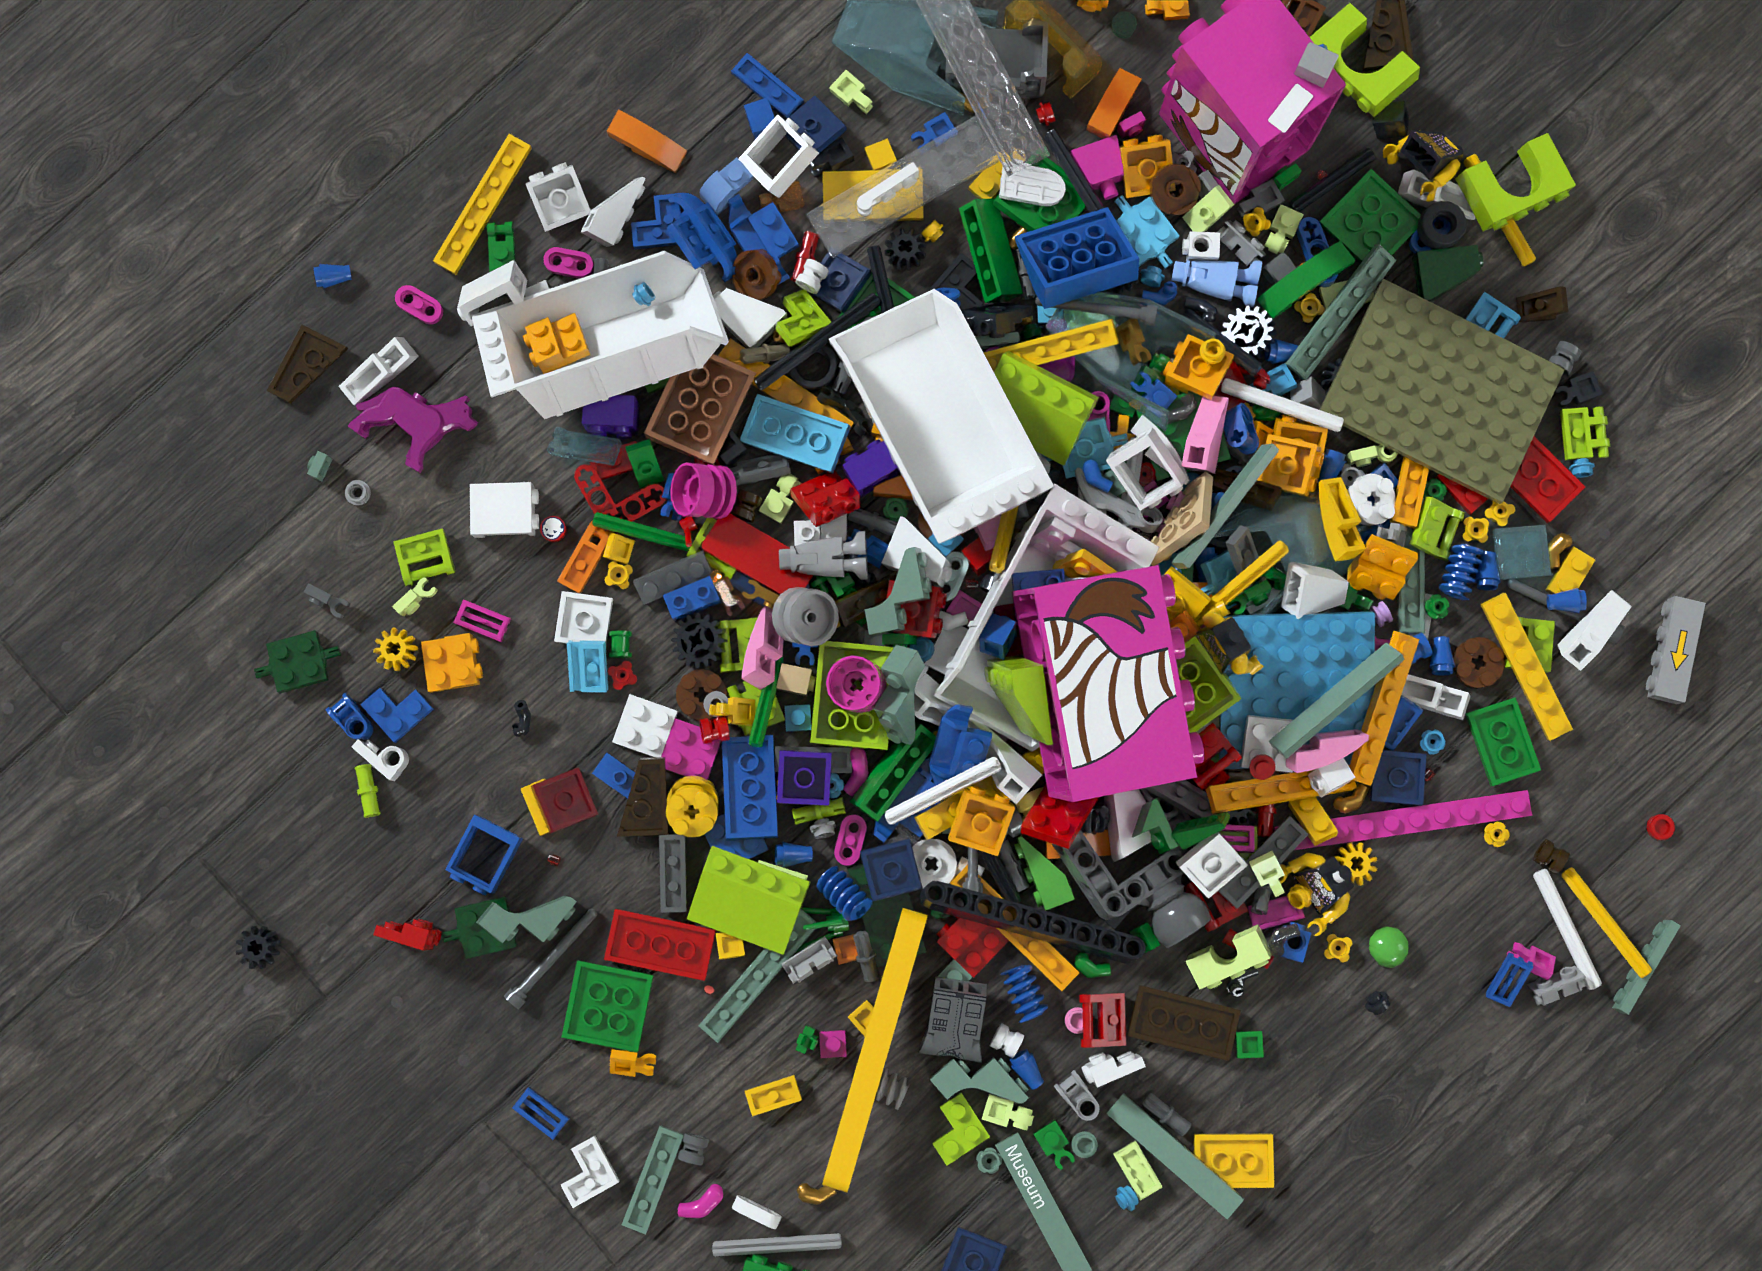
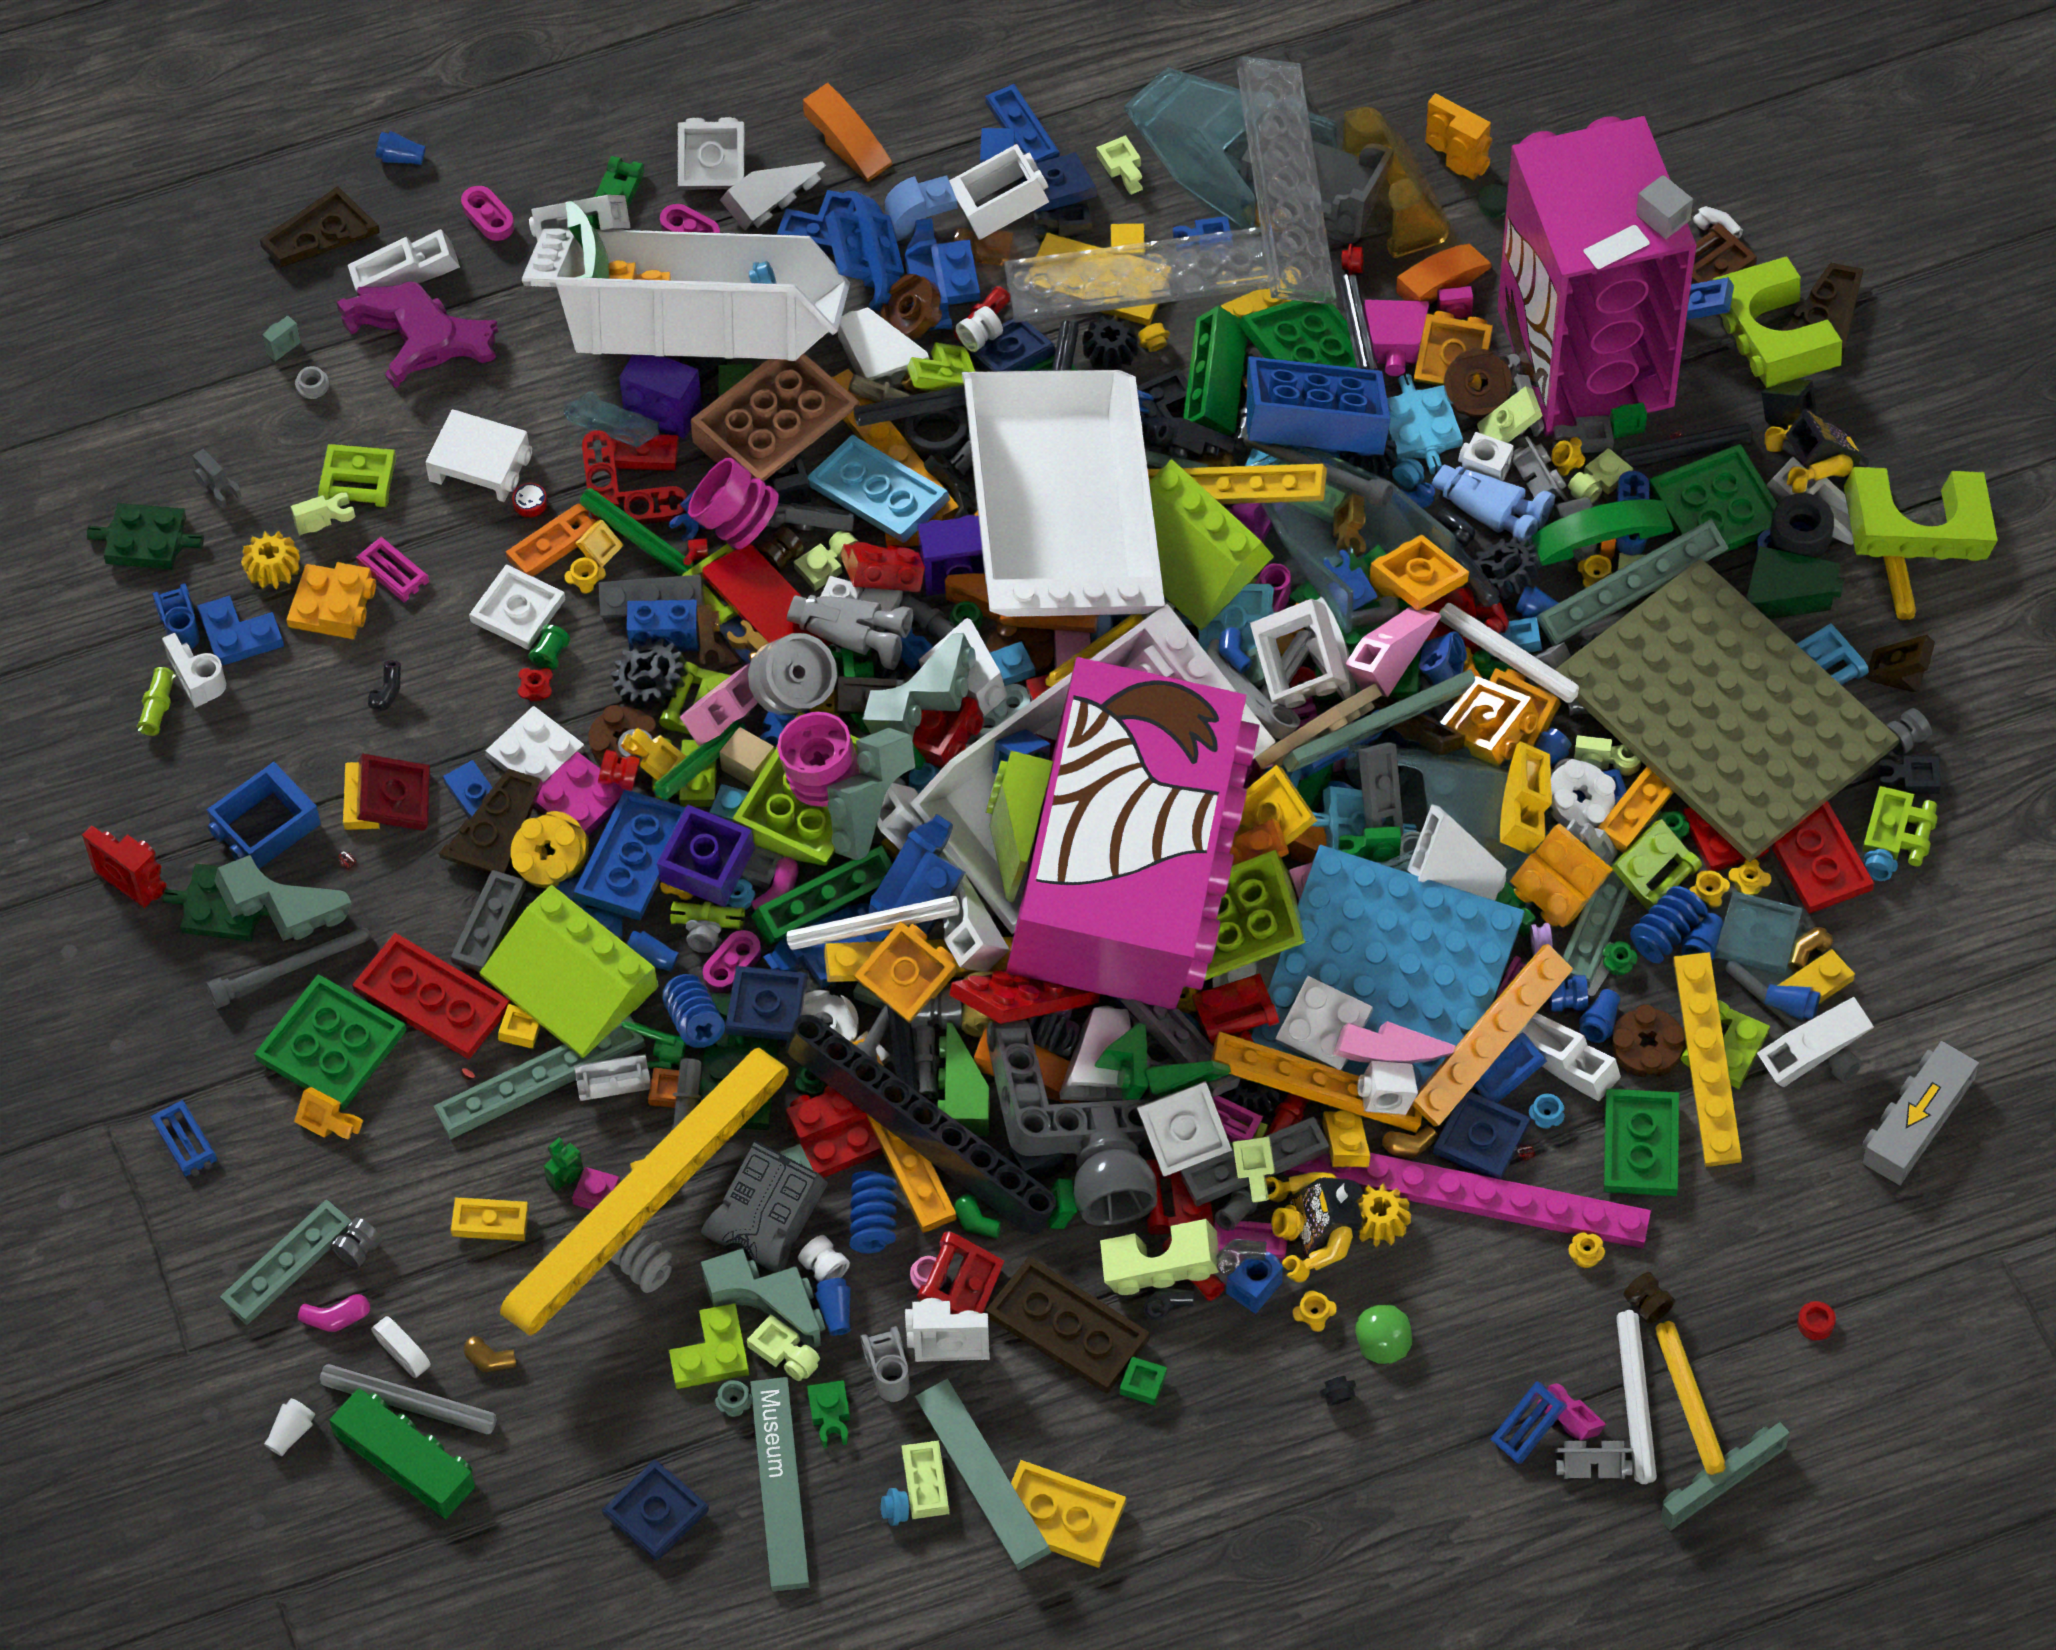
camera: 20 degrees right, 25 degrees down
(482, 204) = (616, 136): yellow plate -> none
(502, 313) = (594, 251): none -> slope
(587, 666) = (496, 654): medium azure plate -> none
(596, 1173) = (216, 1232): white plate -> none
(644, 463) = (676, 456): green plate -> none
(886, 190) = (1113, 261): white plate -> none
(1032, 186) = (1298, 321): white window -> none
(1084, 1144) = (869, 1425): sand green plate -> none
(1167, 1114) = (995, 1426): dark grey axle -> none
(1212, 344) = (1441, 554): yellow plate -> none
(1227, 642) = (1309, 867): torso -> none
(1246, 577) = (1359, 815): yellow axle -> none
(1262, 767) = (1300, 1038): red plate -> none
(1277, 576) = (1408, 827): green arm -> none
(1336, 700) = (1429, 988): sand green tile -> none

